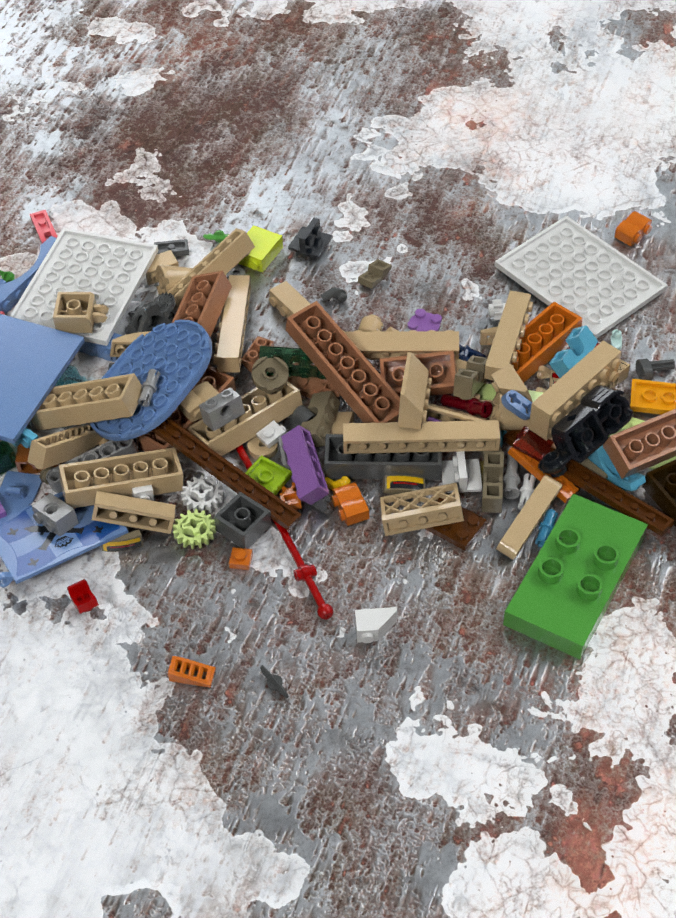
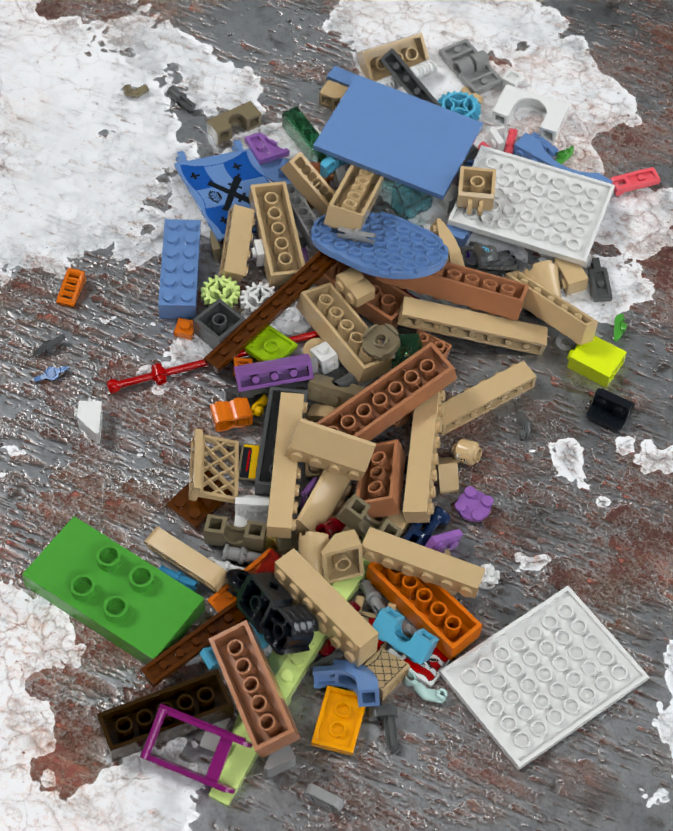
camera: 90 degrees right, 5 degrees up
(54, 514) = (238, 188): light grey brick -> none
(82, 596) = (157, 216): red bracket -> none
(162, 567) = (180, 269): none -> medium blue brick
(221, 409) = (339, 301): light grey brick -> none
(313, 674) = (51, 373): none -> medium blue piece
(376, 272) = (560, 470): dark tan slope -> none
(474, 337) = (445, 541): none -> medium lavender wing
(519, 404) = (316, 550): medium blue beam -> none
(539, 380) = (372, 597): none -> light grey pin
(630, 373) = (348, 675): none -> medium blue arch
(633, 228) = (625, 751): orange brick -> none

